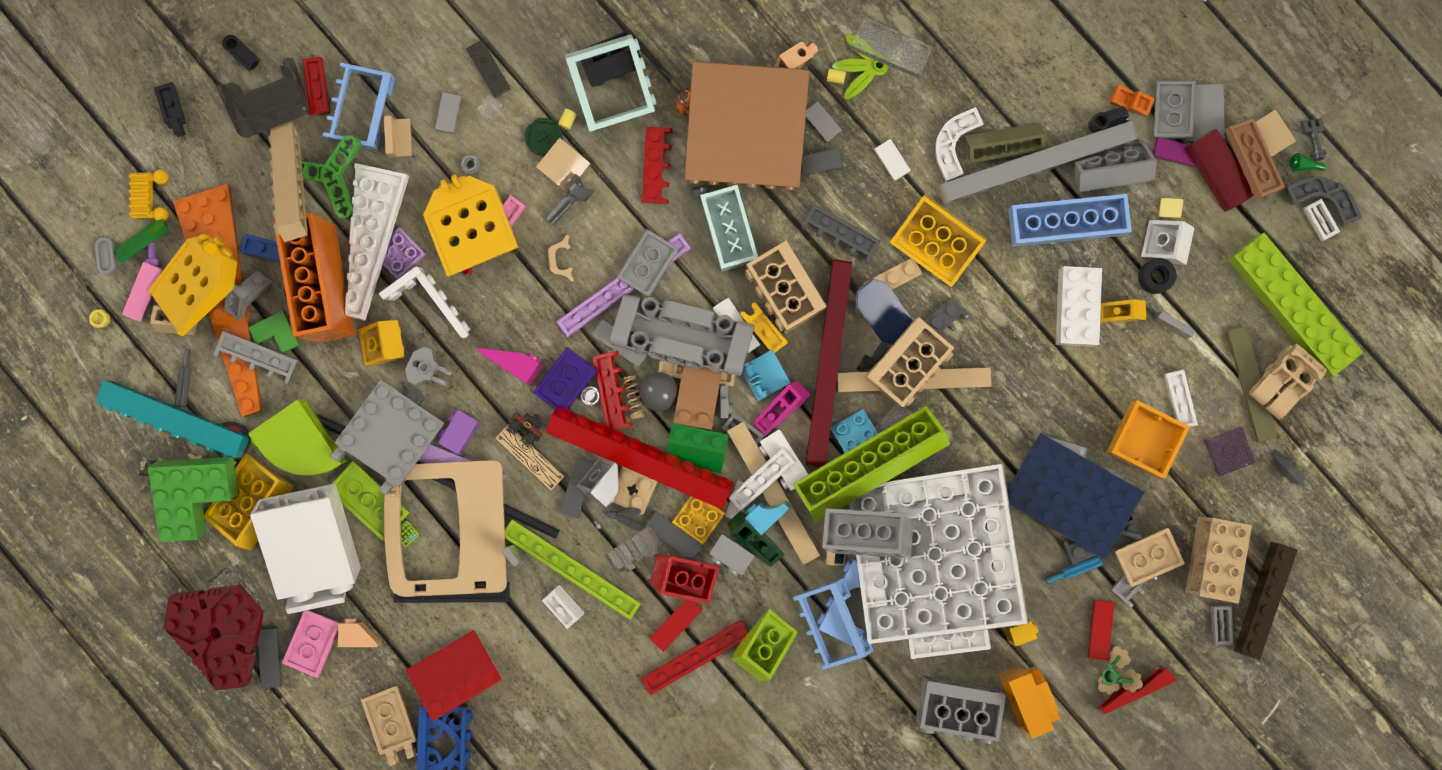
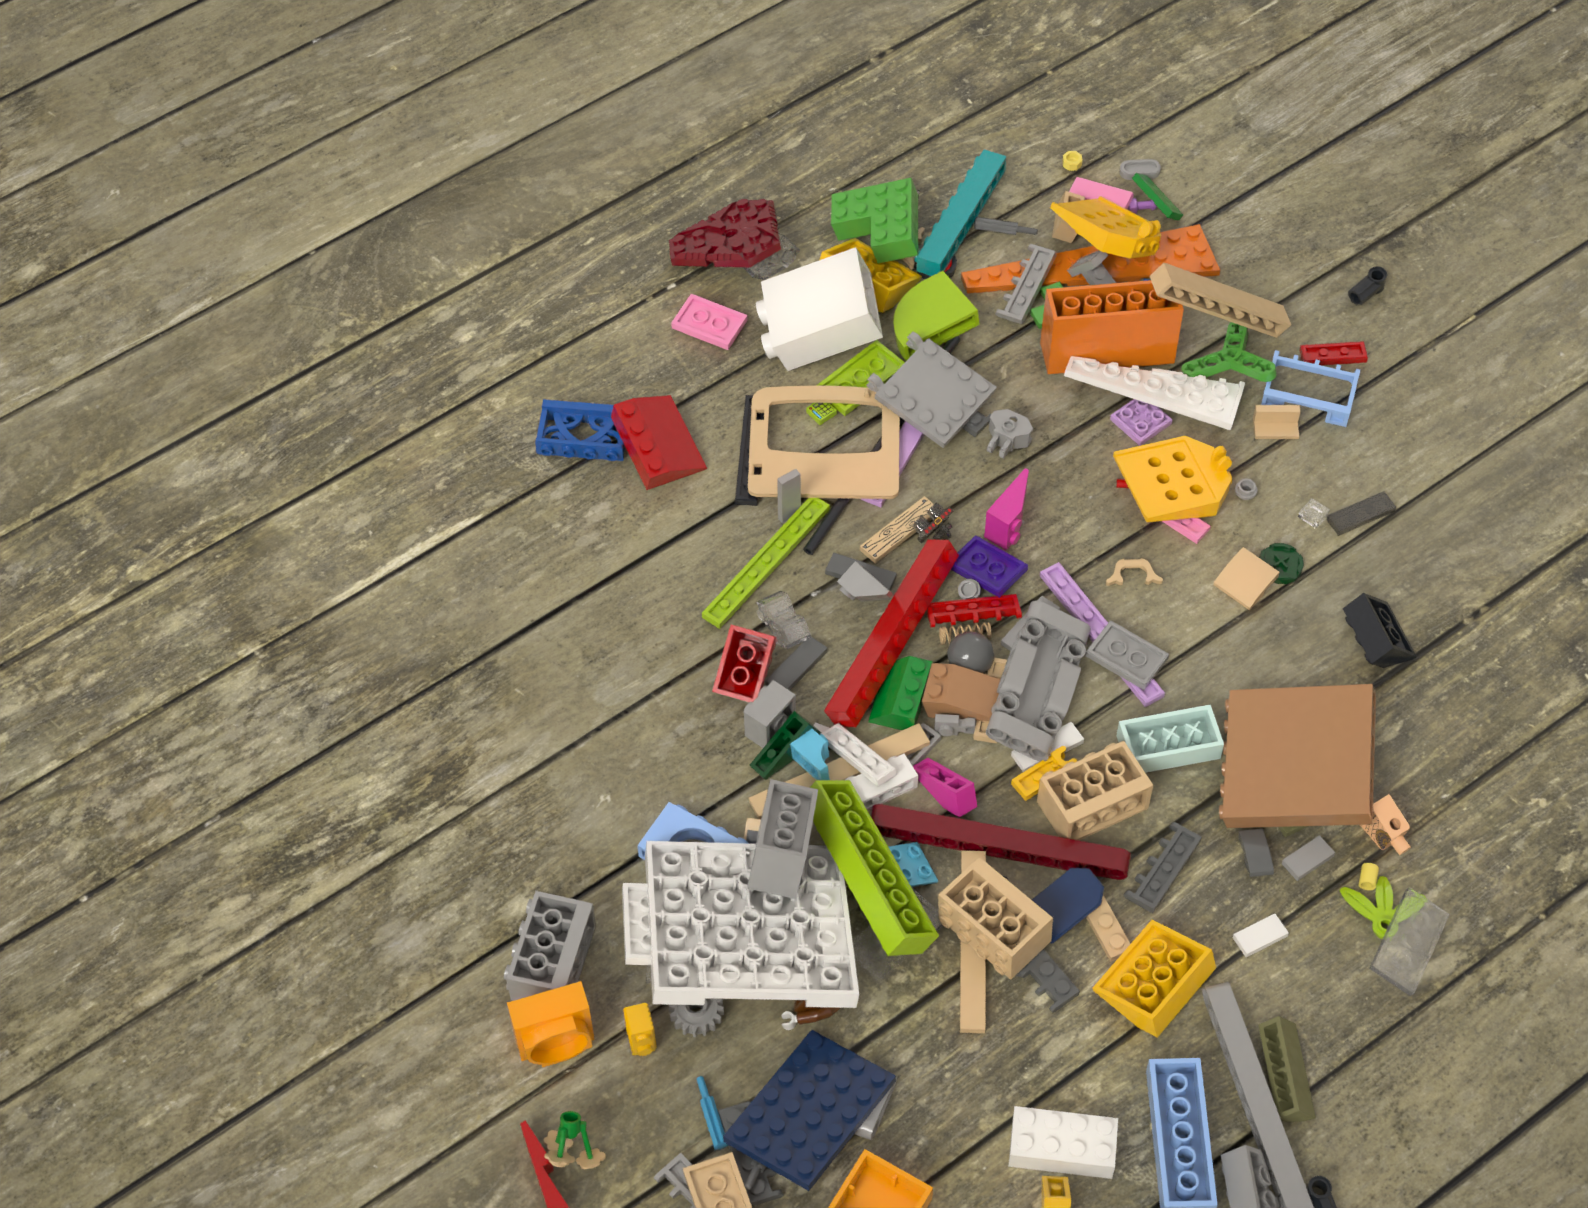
camera: 90 degrees right, 30 degrees down
(142, 195) = (1206, 200): yellow gear -> none
(171, 108) = (1302, 226): black hinge -> none
(266, 105) = (1307, 305): clear smoke windscreen -> none
(269, 658) = (698, 285): dark grey tile -> none
(320, 599) = (754, 325): white tile -> none
(356, 634) = (714, 359): light nougat slope -> none
(381, 342) = (1039, 397): yellow slope -> none
(390, 724) = (611, 384): tan tile -> none
(409, 280) = (1109, 420): white bracket -> none
(448, 113) = (1306, 472): light grey tile -> none
(458, 432) = (933, 462): medium lavender brick -> none
(563, 606) = (724, 553): white slope -> none
(567, 119) = (1302, 586): light yellow hinge -> none
(573, 57) = (1332, 591): light aqua window -> none
(576, 191) = (1213, 586): dark grey piece -> none
(625, 515) = (824, 615): dark grey piece -> none
(643, 484) = (852, 614): tan brick -> none
(654, 165) = (1247, 672): red hinge -> none
(675, 624) = (690, 661): red tile -> none
(695, 657) = (650, 681): red tile -> none
(698, 519) = (814, 692): yellow tile -> none
(699, 190) = (1217, 713): dark grey tile -> none
(764, 646) = (656, 747): lime slope -> none
(765, 375) = (986, 769): medium azure hinge -> none
(840, 593) = (713, 818): light blue hinge -> none
(947, 139) = (1284, 999): white plate -> none
(1101, 630) = (629, 1140): red tile -> none

